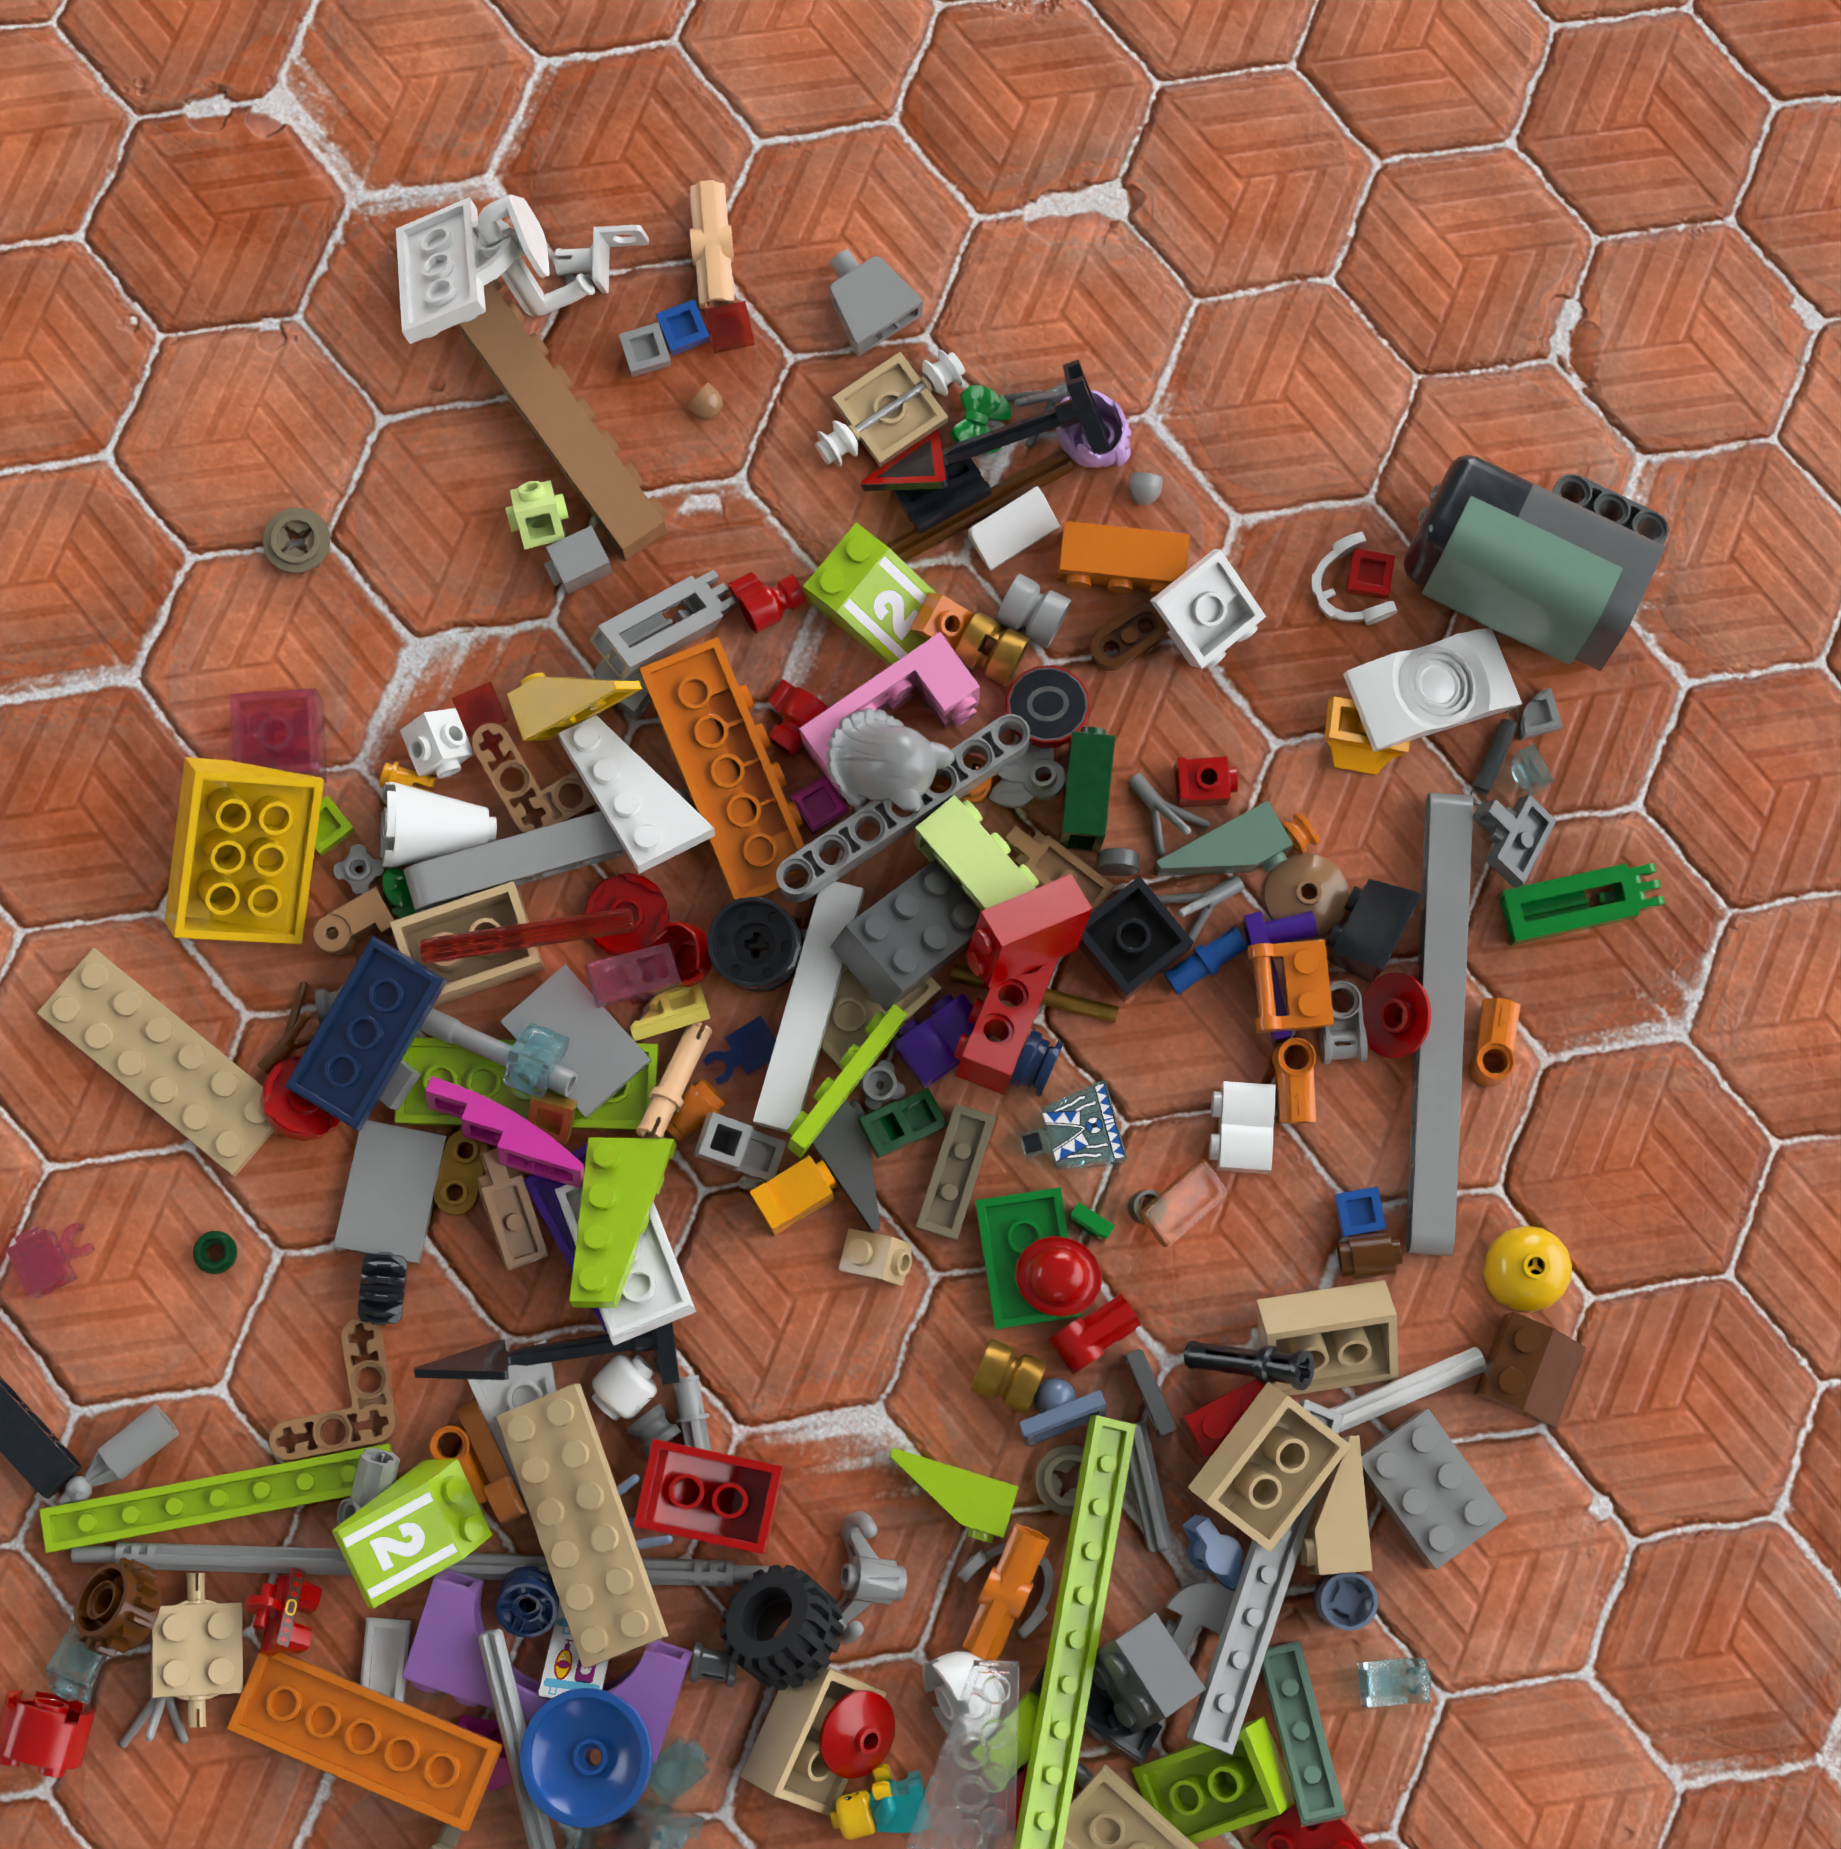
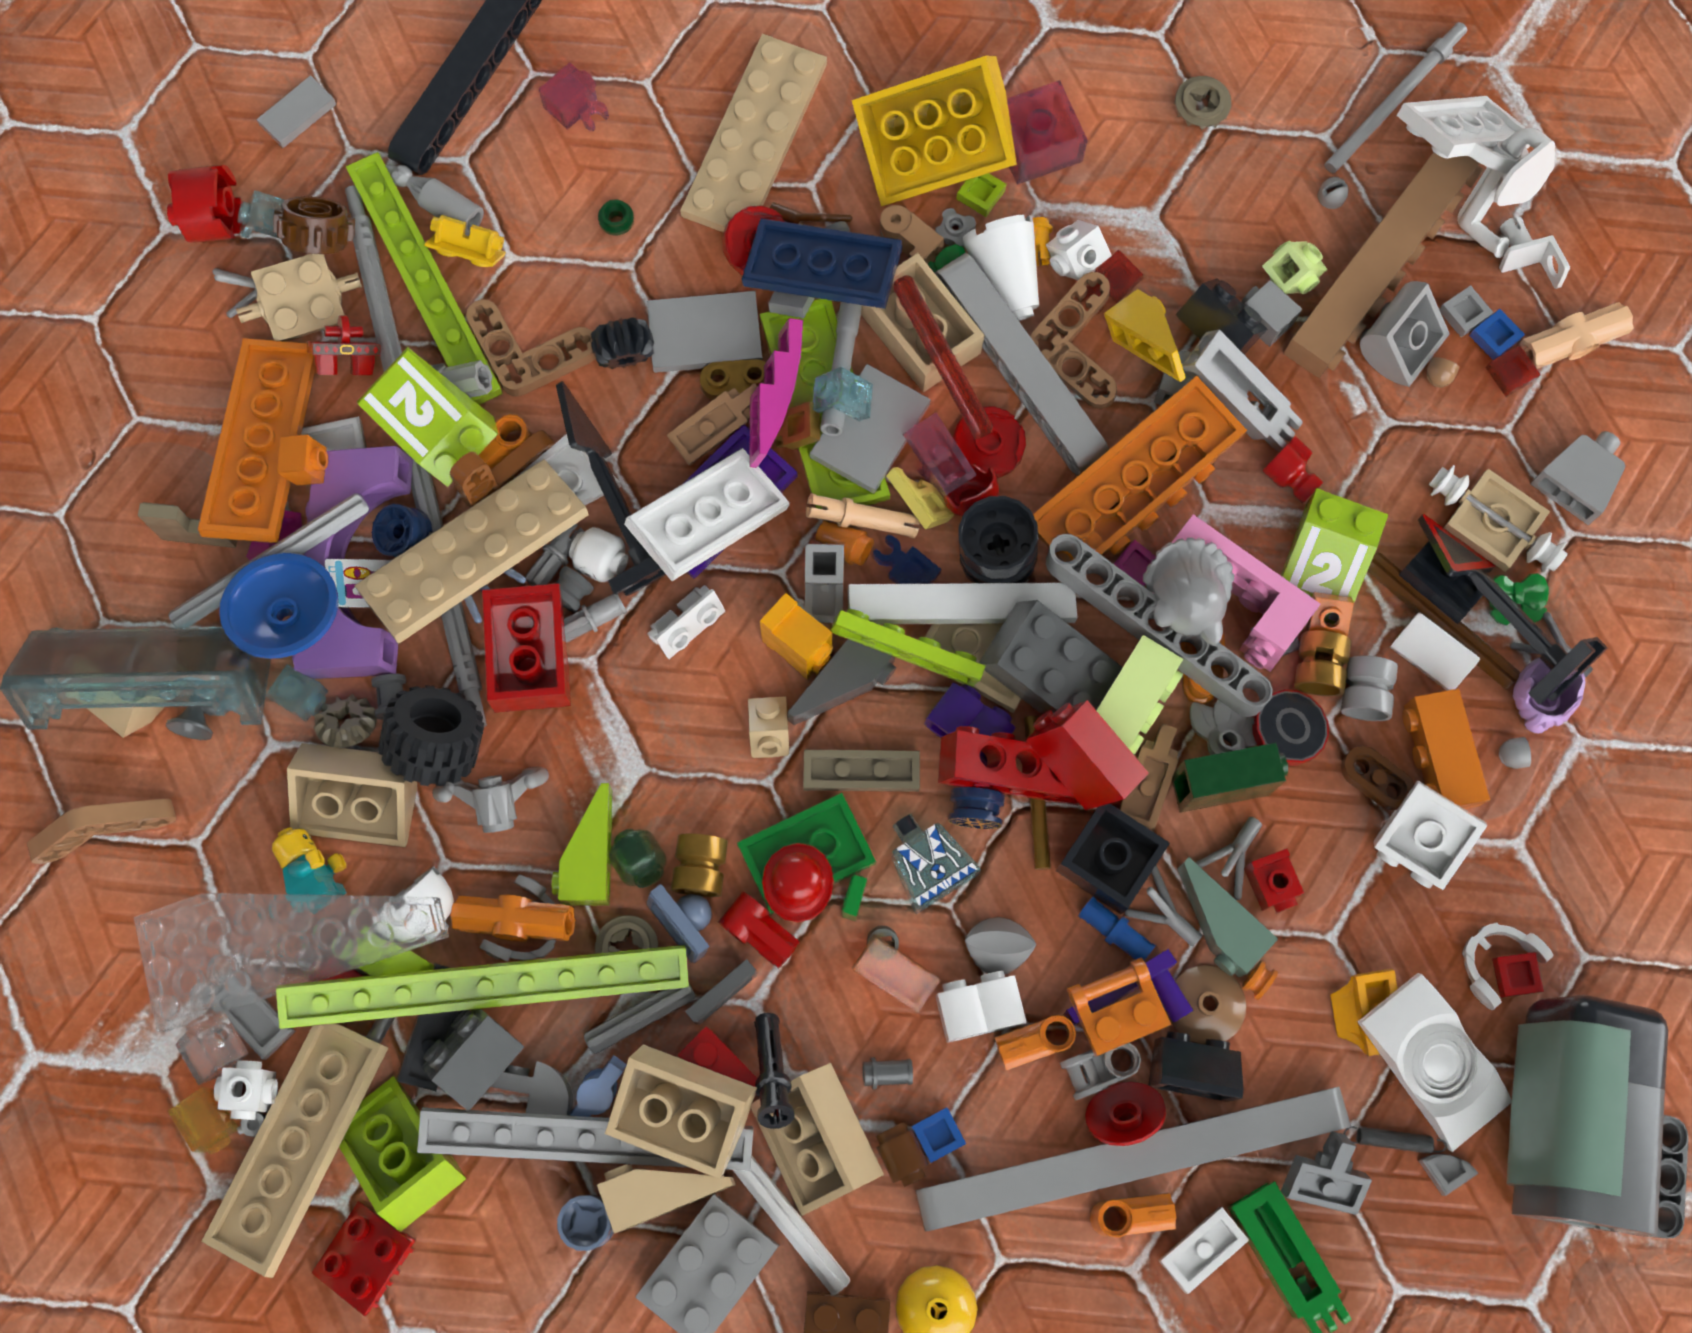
camera: 75 degrees right, 5 degrees down
(182, 1453) = (481, 247): none -> yellow hinge
(325, 260) = (1436, 54): none -> light grey bar
(414, 1690) = (302, 460): none -> orange plate
(464, 438) = (1335, 198): none -> light grey hinge
(571, 614) = (1216, 308): none -> black brick
(614, 1212) = (735, 493): lime wing -> none
(614, 1444) = (552, 558): none -> light grey axle
(635, 800) = (1084, 411): white wing -> none
(653, 426) = (1405, 334): none -> light grey brick
(723, 1293) = (699, 611): none -> white hinge
(744, 1715) = (353, 730): none -> dark tan gear
(797, 709) = (1214, 513): red piece -> none
(857, 1734) = (370, 819): red dish -> none
(891, 1090) = (926, 686): light grey plate -> none
(902, 1123) = (887, 711): dark green slope -> none
(979, 1440) = (637, 858): none -> clear green head
(1117, 862) = (1176, 827): dark grey tile -> none
(1183, 1086) = (999, 945): none -> light grey piece
(1281, 1245) = (887, 1072): none -> dark grey pin
(1301, 1735) = (457, 1216): sand green tile -> none
(1394, 1682) = (527, 1289): clear light blue bracket -> none
(1531, 770) = (1394, 1176): clear light blue plate -> none
(1547, 983) = (1203, 1250): none -> white plate

